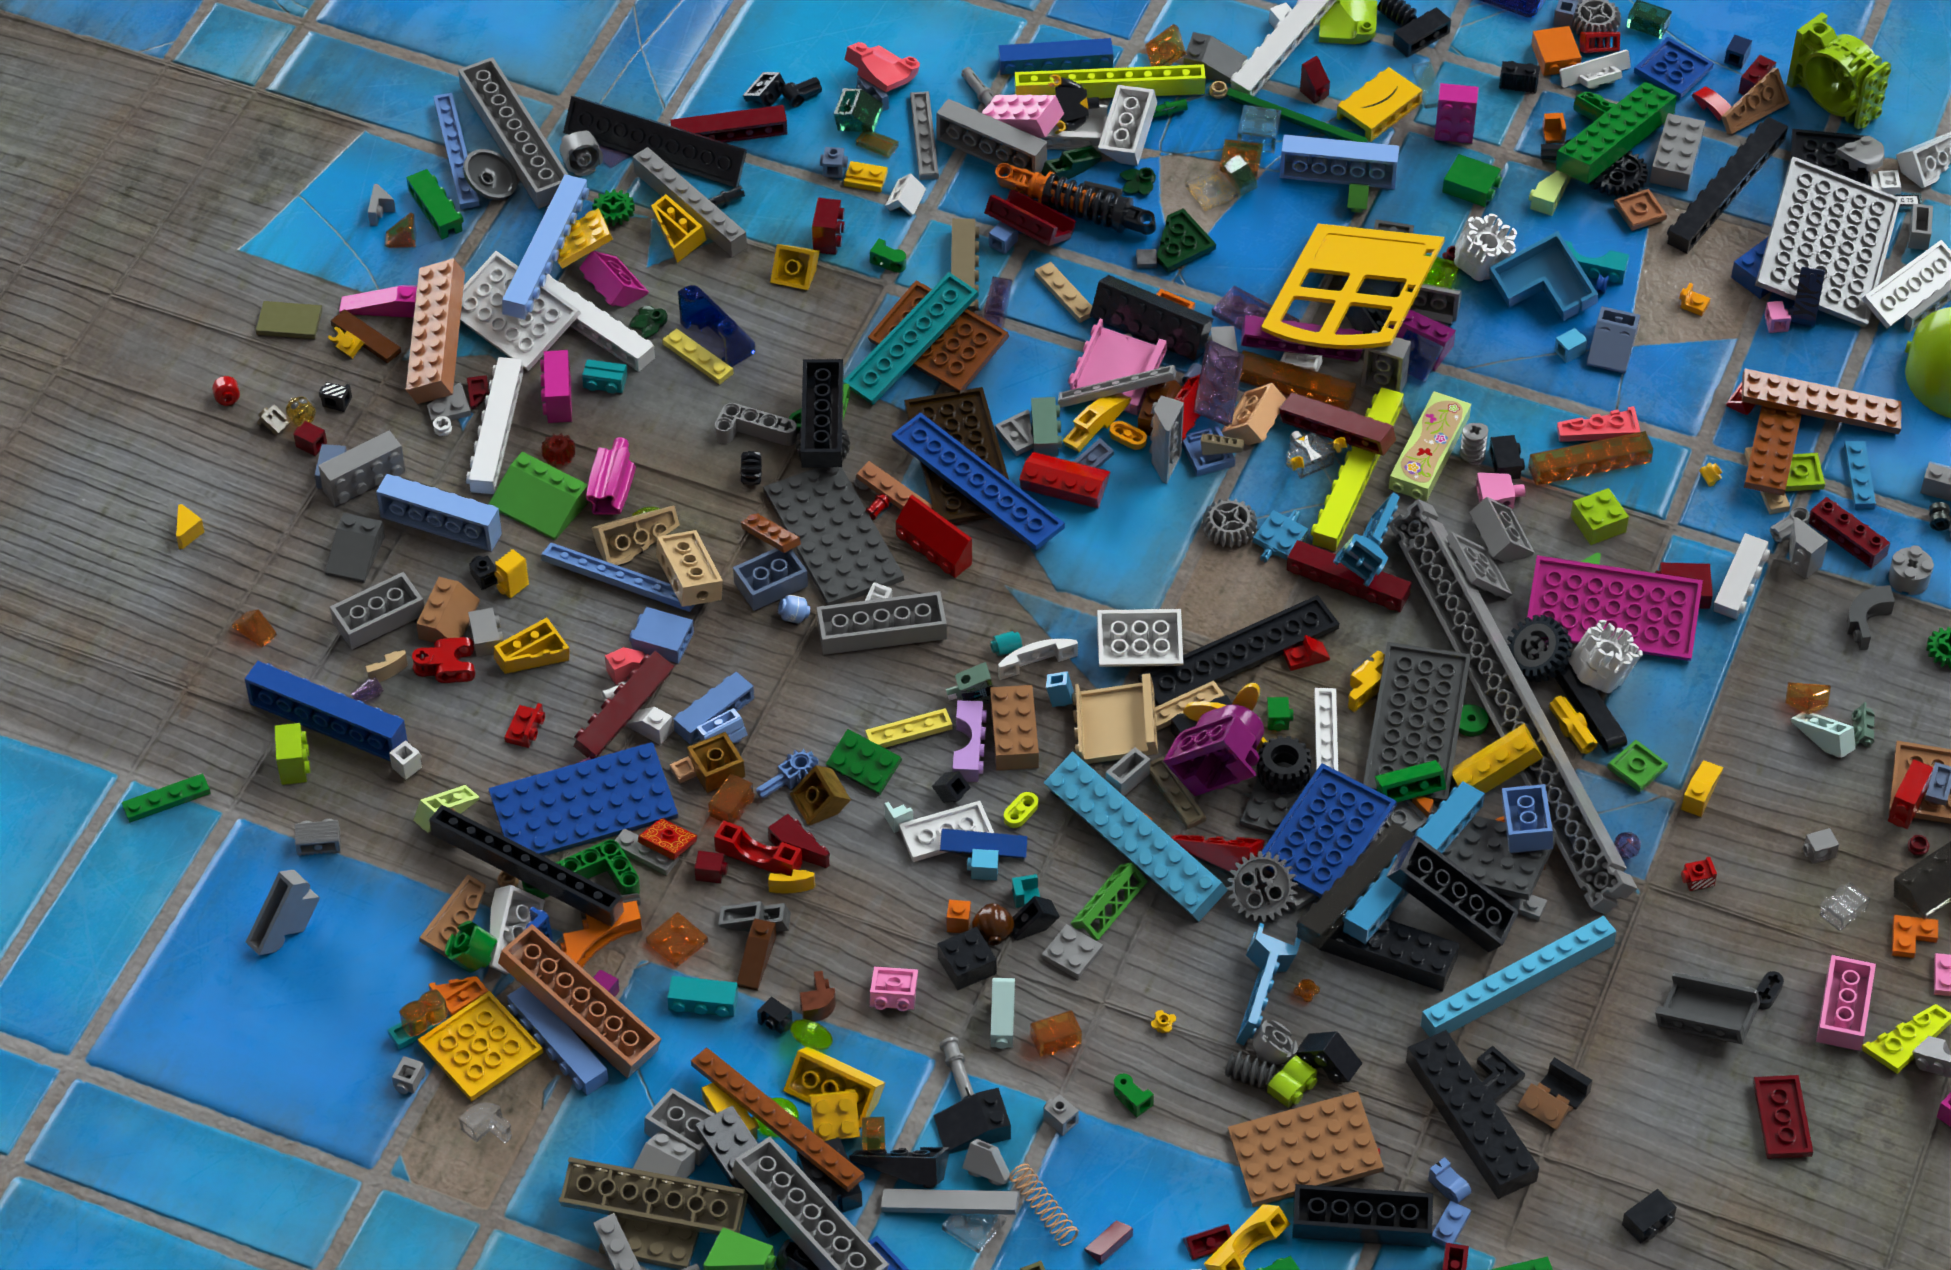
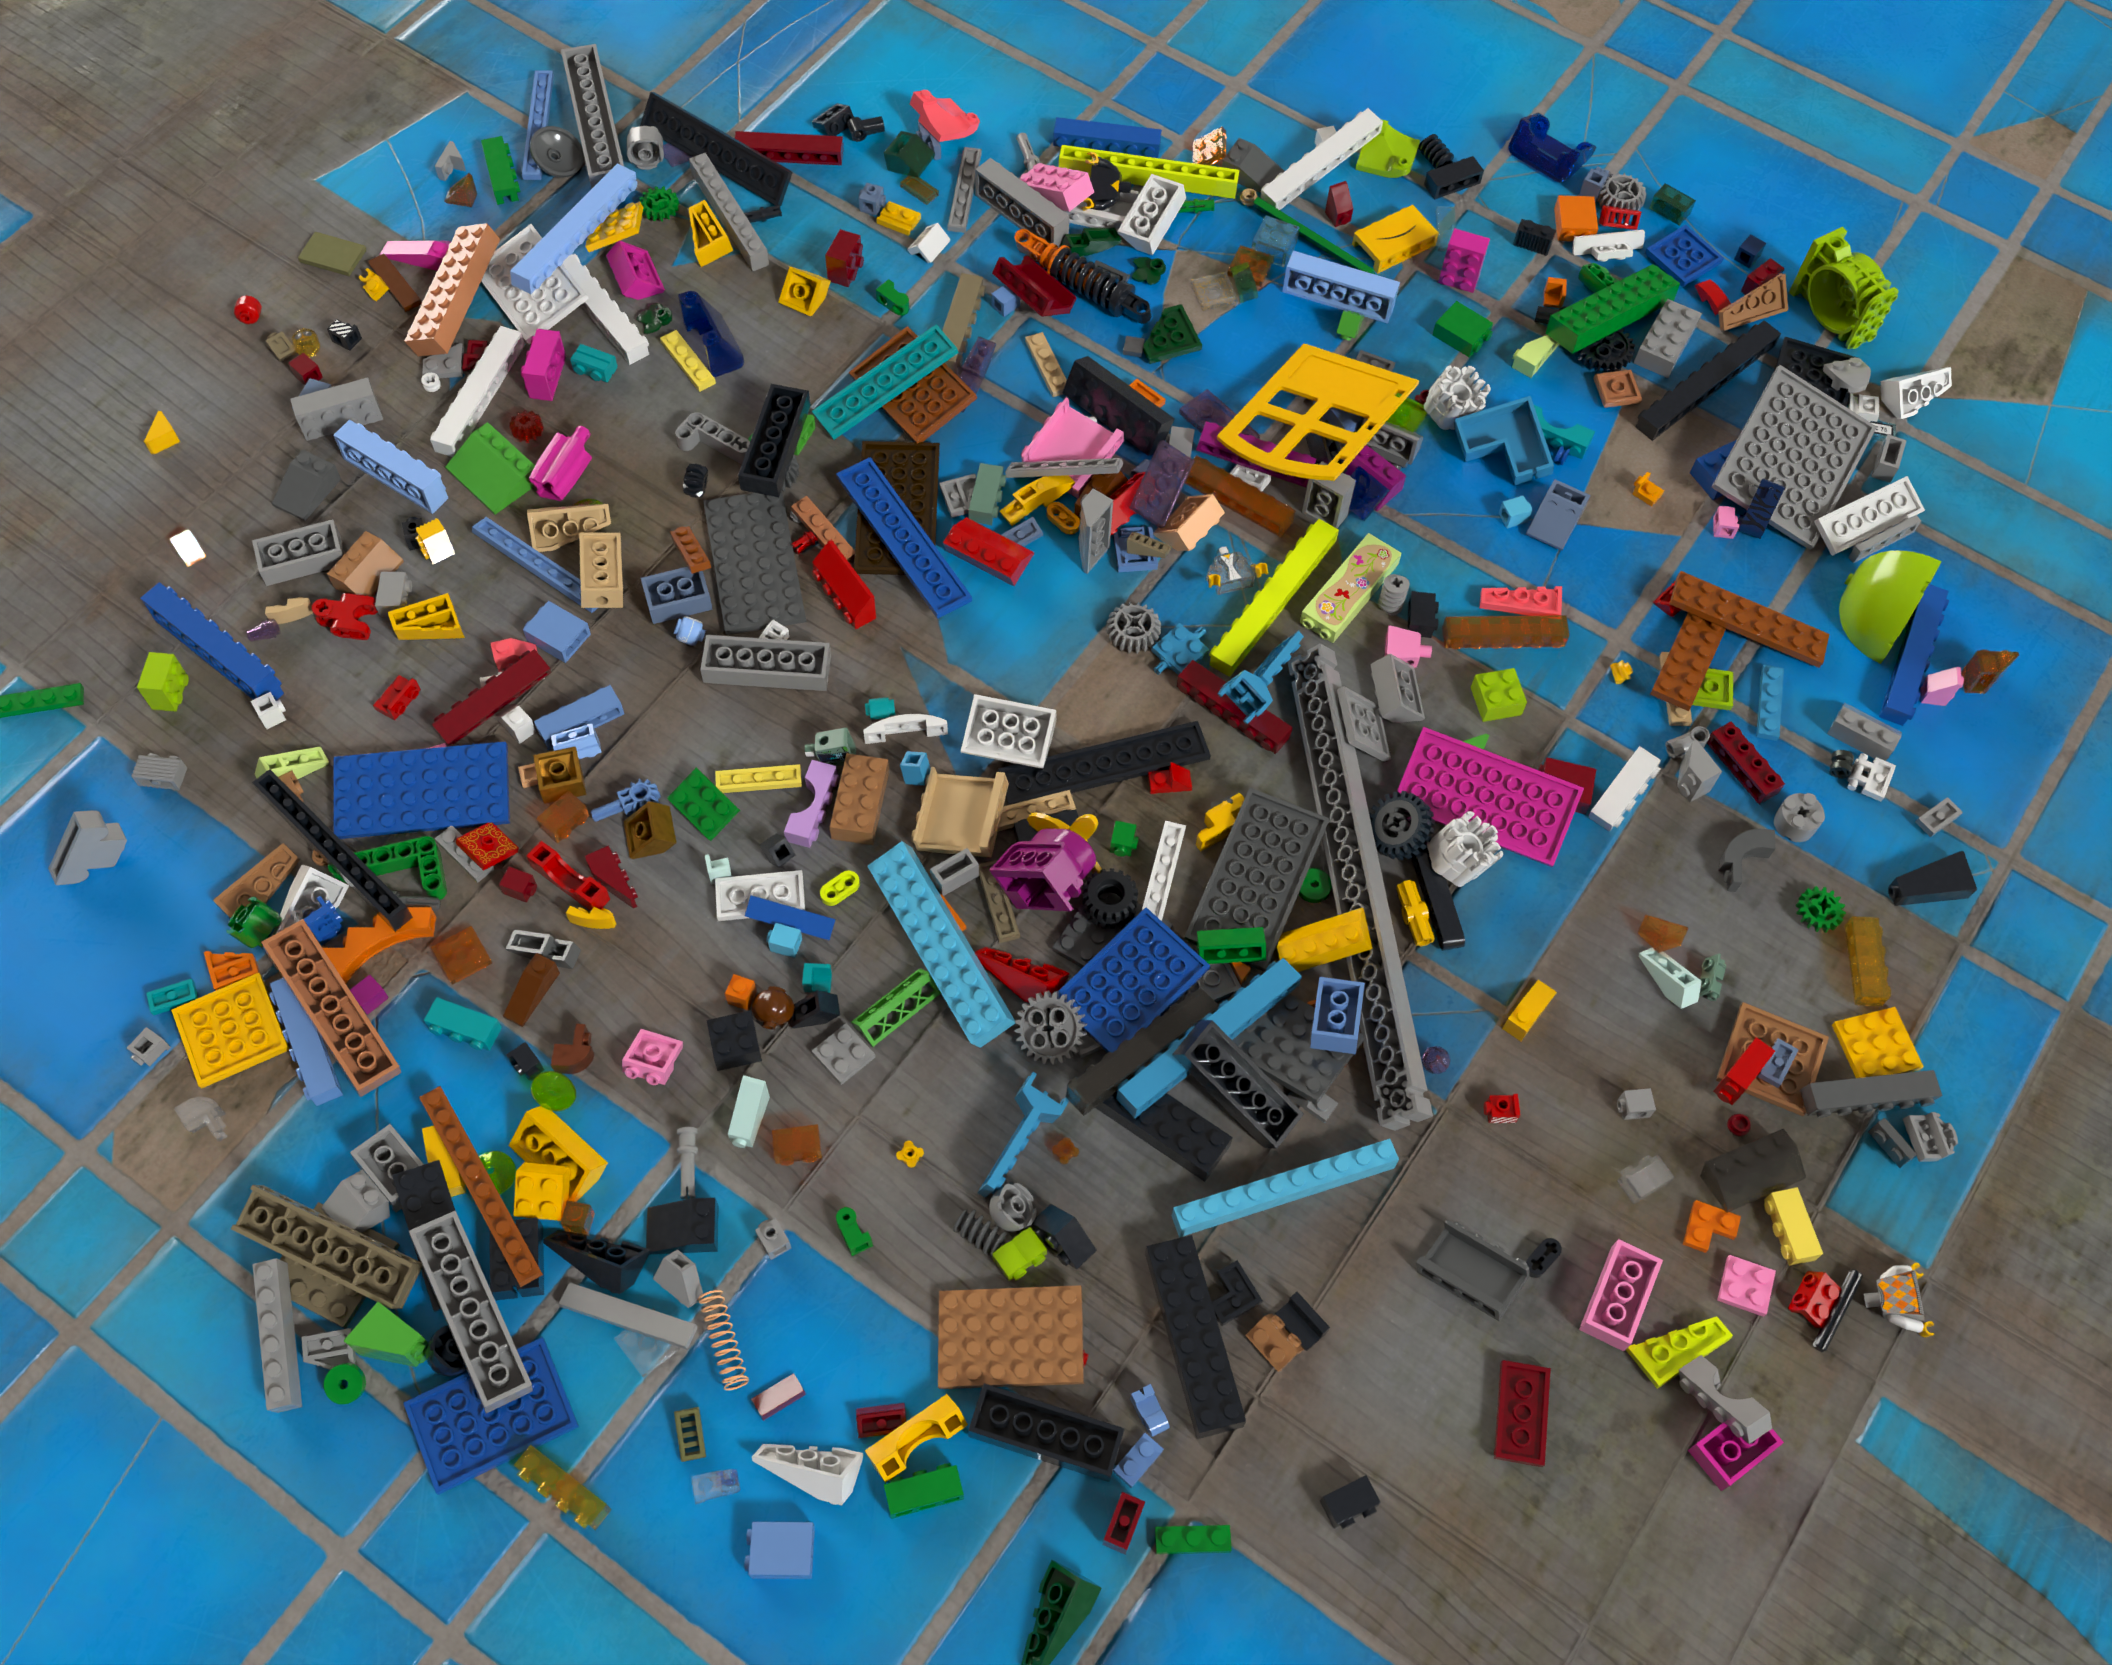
camera: 10 degrees right, 10 degrees up
(423, 1013) = (178, 986): clear orange brick -> none
(1337, 423) = (1265, 548): dark red brick -> none
(1637, 765) = (1469, 972): bright green plate -> none

